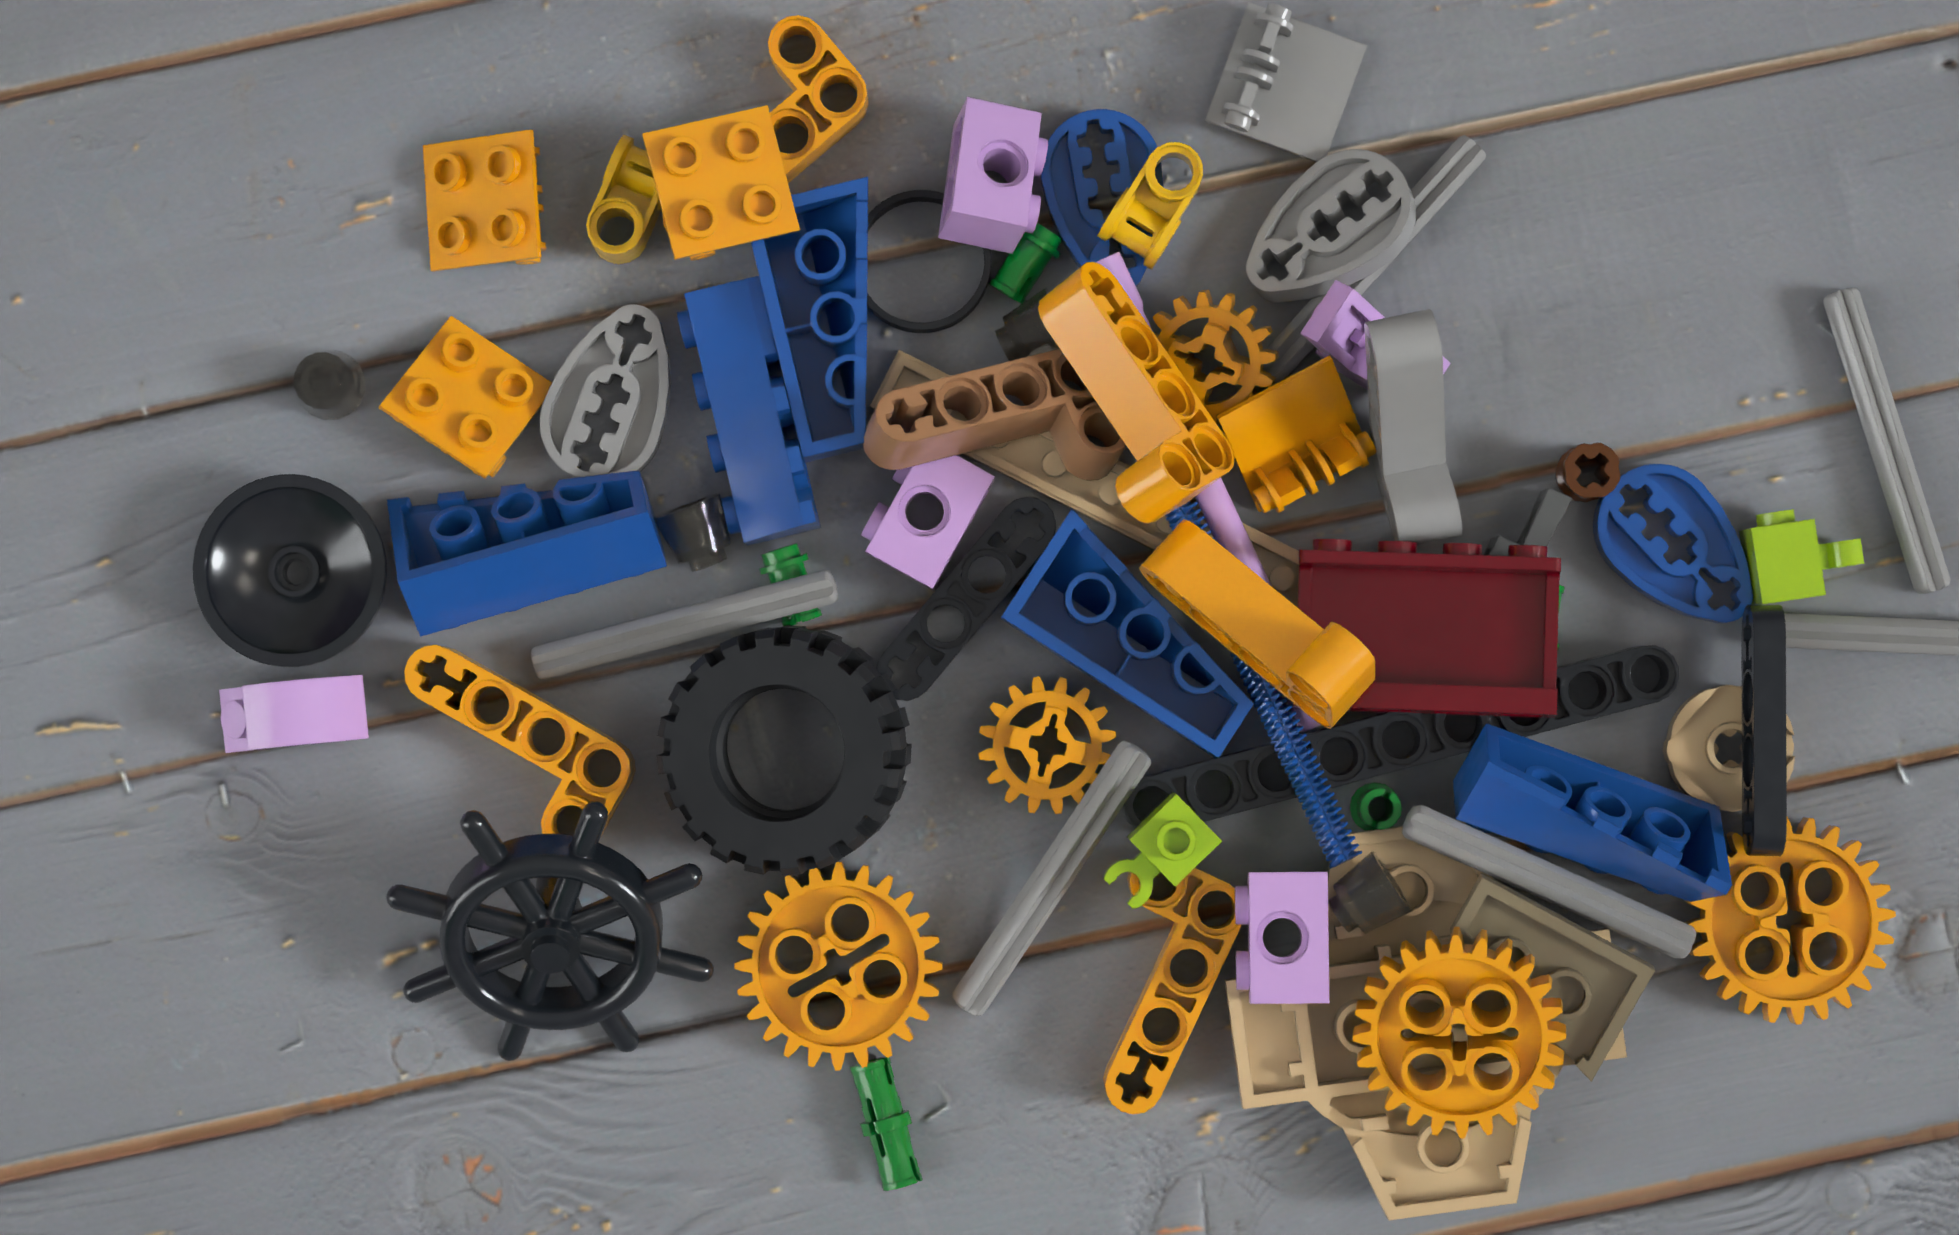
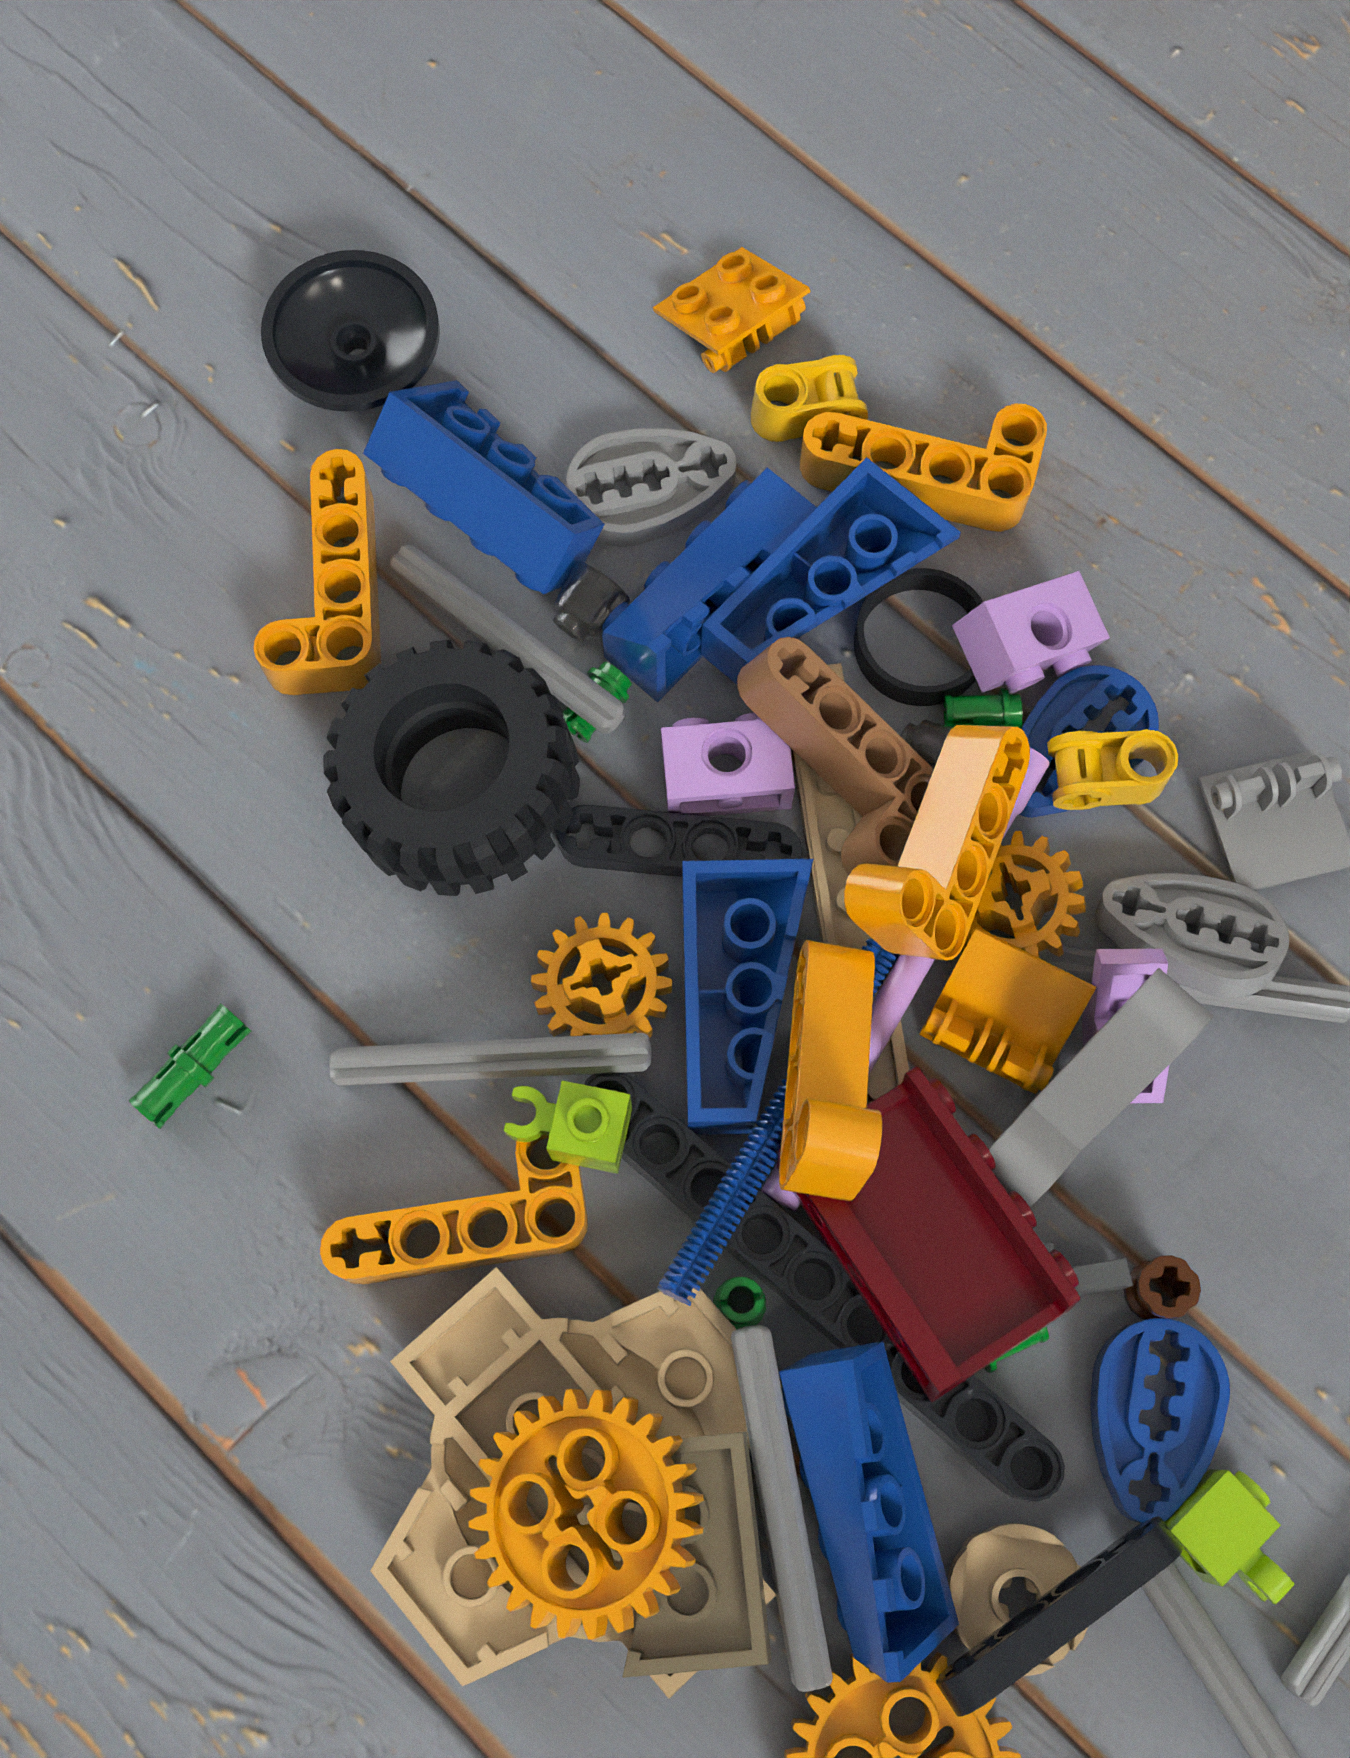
camera: 55 degrees right, 15 degrees down
(293, 713) = (243, 404): lavender brick -> none
(329, 384) = (516, 285): clear smoke hat -> none
(467, 397) = (571, 380): light orange hinge -> none
(551, 931) = (177, 676): black piece -> none
(720, 182) = (872, 425): light orange hinge -> none
(868, 1015) = (273, 985): light orange gear -> none
(1305, 972) = (549, 1326): lavender brick -> none
(1368, 896) = (655, 1339): clear smoke hat -> none

